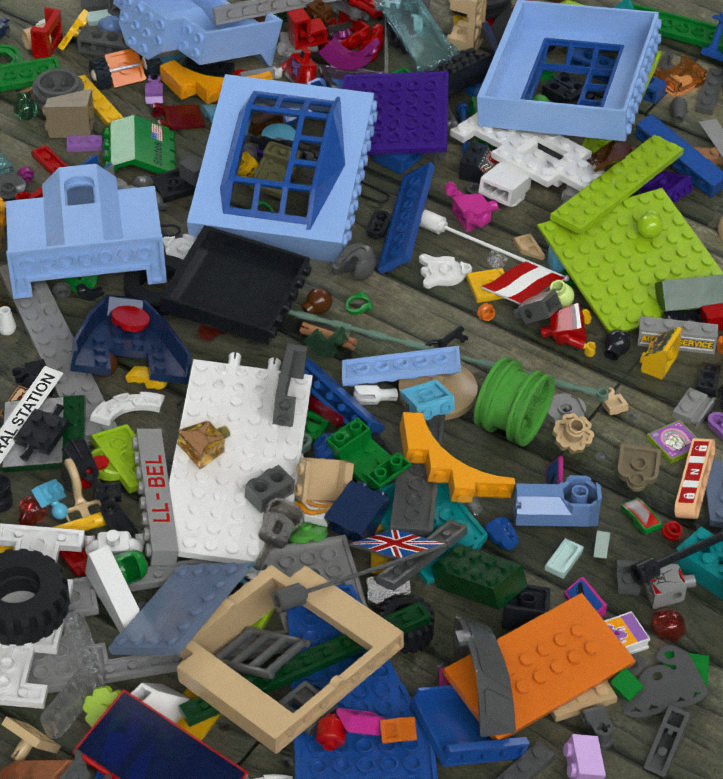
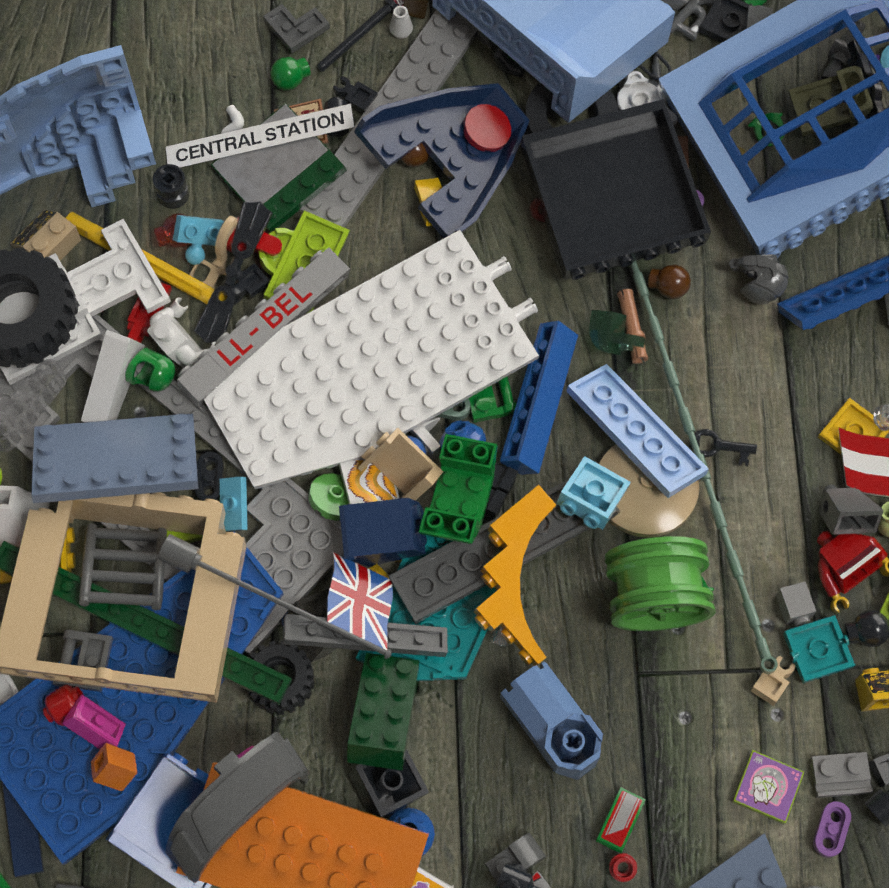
camera: 55 degrees right, 25 degrees up
(41, 432) = (269, 165): black plate -> none
(124, 403) = (375, 207): white tile -> none
(203, 442) = (345, 323): clear yellow torso -> none
(246, 165) = (816, 63): yellow wheel -> none
(269, 485) = (336, 434): dark grey brick -> none
(280, 522) = (309, 468): clear smoke piece -> none
(292, 367) = (481, 341): dark grey panel -> none
(325, 412) = (510, 399): dark red axle -> none
(367, 306) = (710, 333): green piece -> none
(373, 394) = (580, 428): white arm -> none
(378, 224) = (846, 257): black plate -> none
(442, 270) = (834, 370): white tile -> none
(486, 312) = (804, 458): orange plate -> none
(502, 533) = (479, 691): blue rock -> none
(554, 472) = (604, 693): slope -> none
(564, 558) = (499, 775): light aqua tile -> none
(565, 401) = (719, 654): light grey plate -> none
(573, 433) = (686, 670): tan plant -> none
(574, 365) = (796, 604): none -> light grey brick
(591, 595) = (451, 836): slope -> none
(601, 543) = (544, 802): piece -> none
(610, 372) = (819, 649): none -> teal plate
(638, 466) = (695, 770): dark tan plate -> none
(695, 478) = (718, 846): beam -> none

